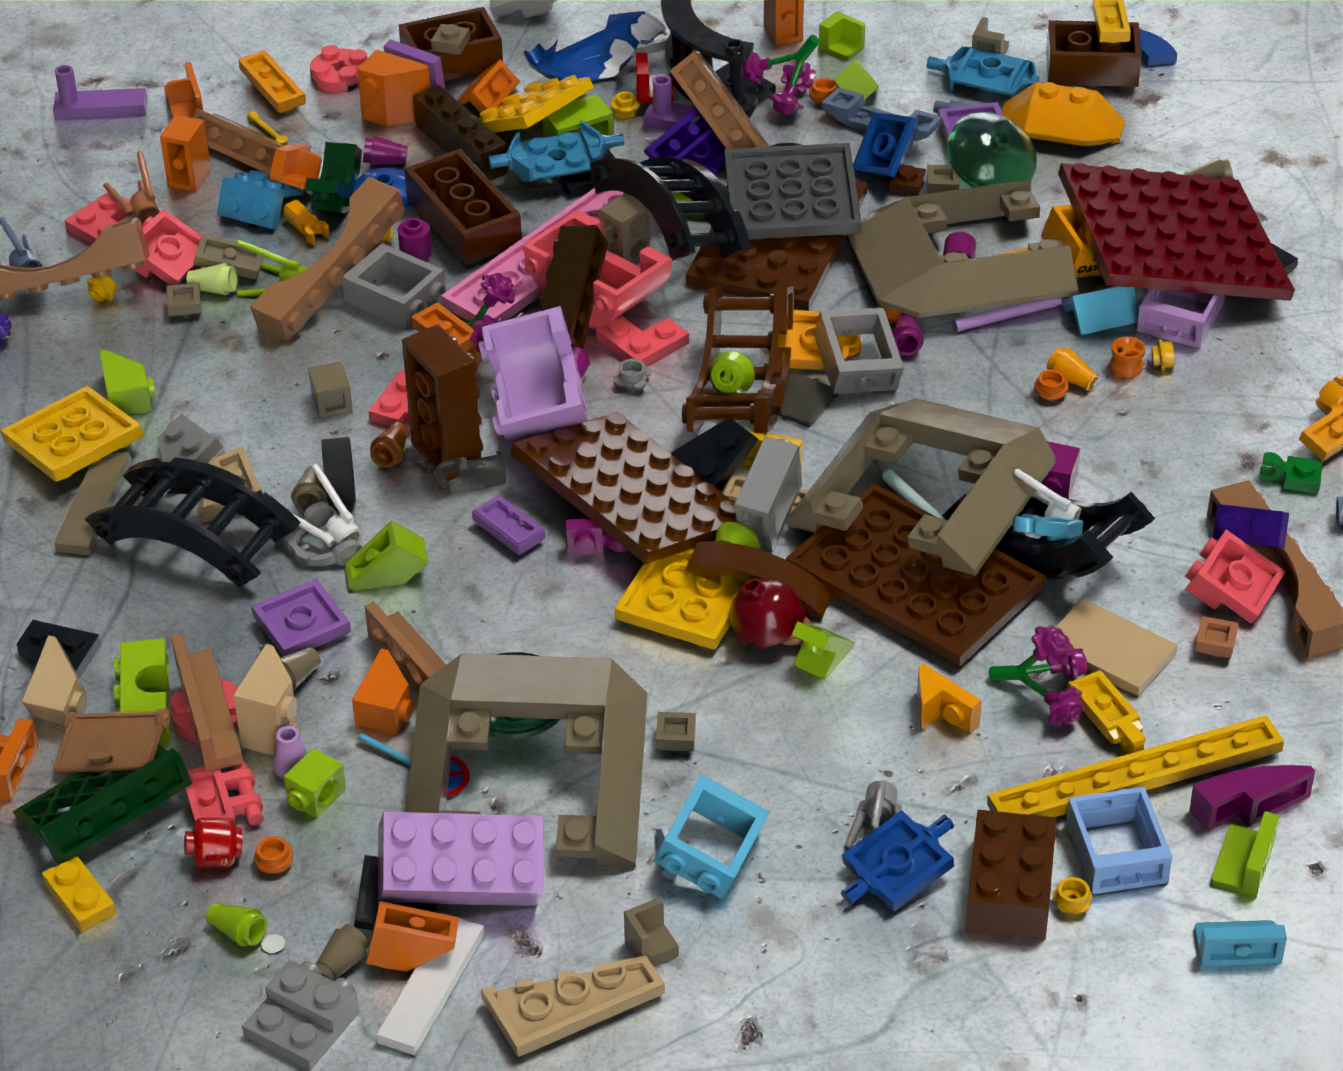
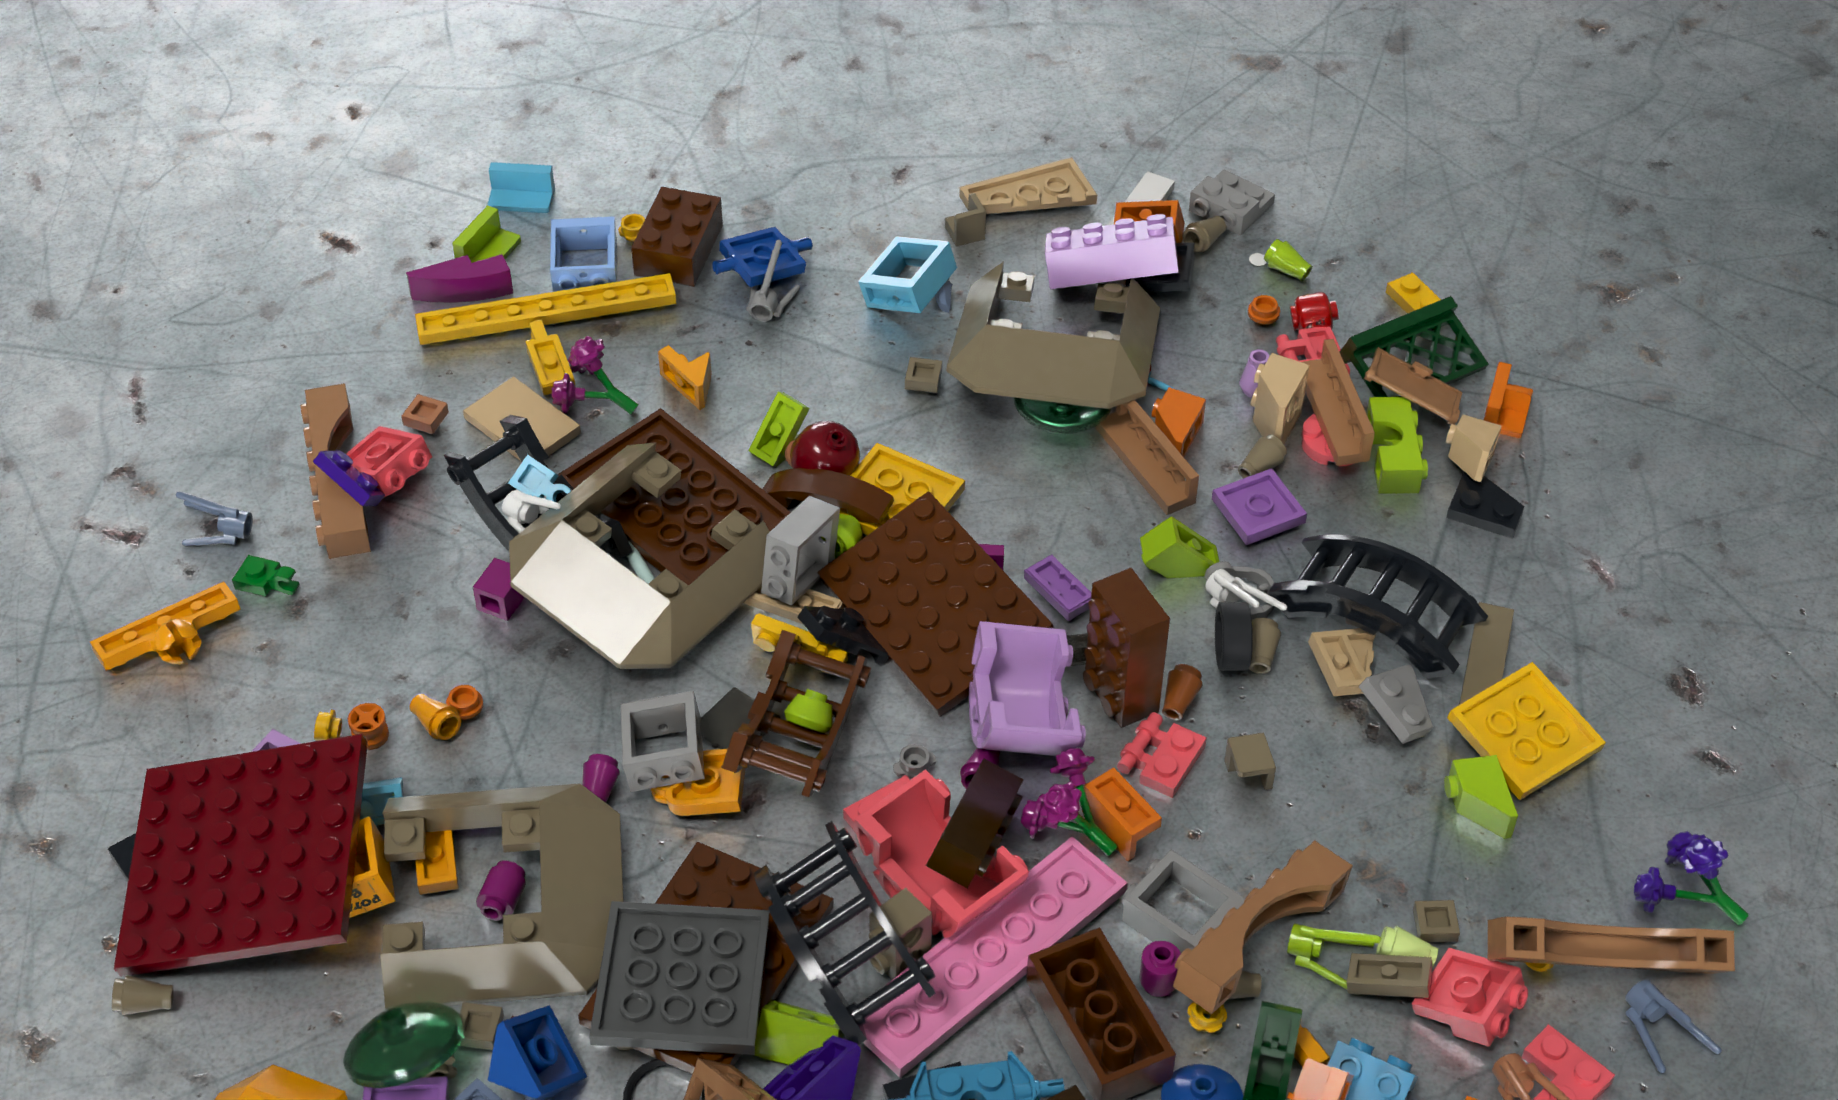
camera: 175 degrees left, 5 degrees up
(314, 783) = (1231, 354): lime brick -> none

